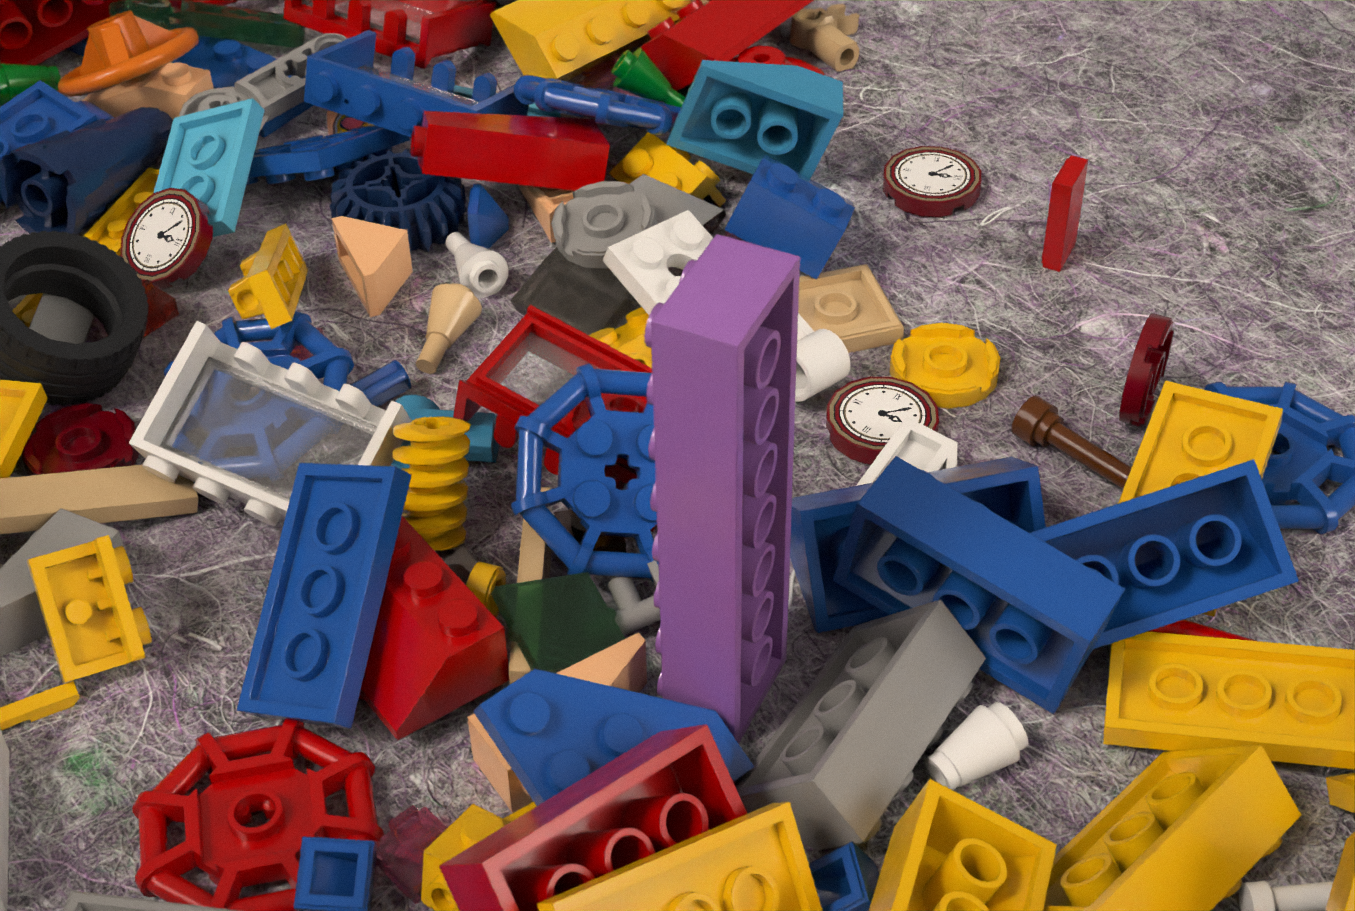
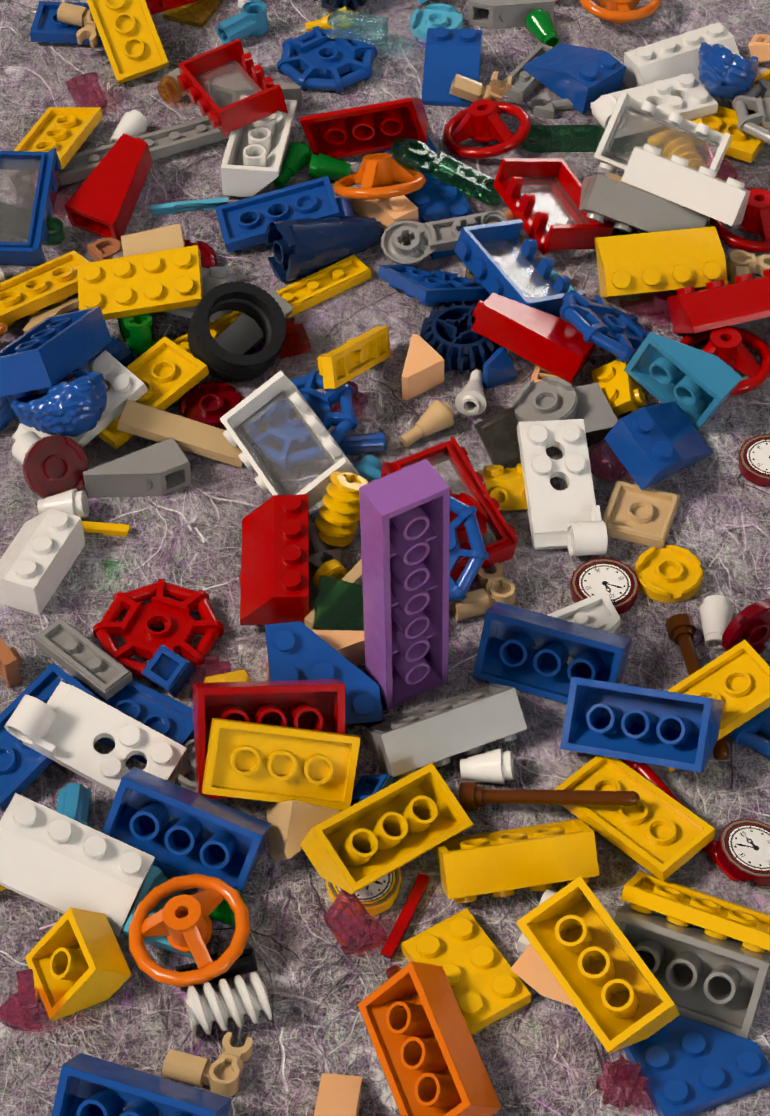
camera: 35 degrees right, 5 degrees up
(89, 608) = (151, 493): yellow bracket -> none
(167, 237) = (326, 306): tile -> none
(212, 158) = (369, 275): medium azure plate -> none
(325, 593) = (247, 539): blue plate -> none
(641, 77) = (653, 318): green cone -> none
(1008, 589) = (547, 696): blue slope -> none
(1010, 796) = (474, 796): none -> reddish brown piece
(1069, 387) = (715, 616): none -> white cone

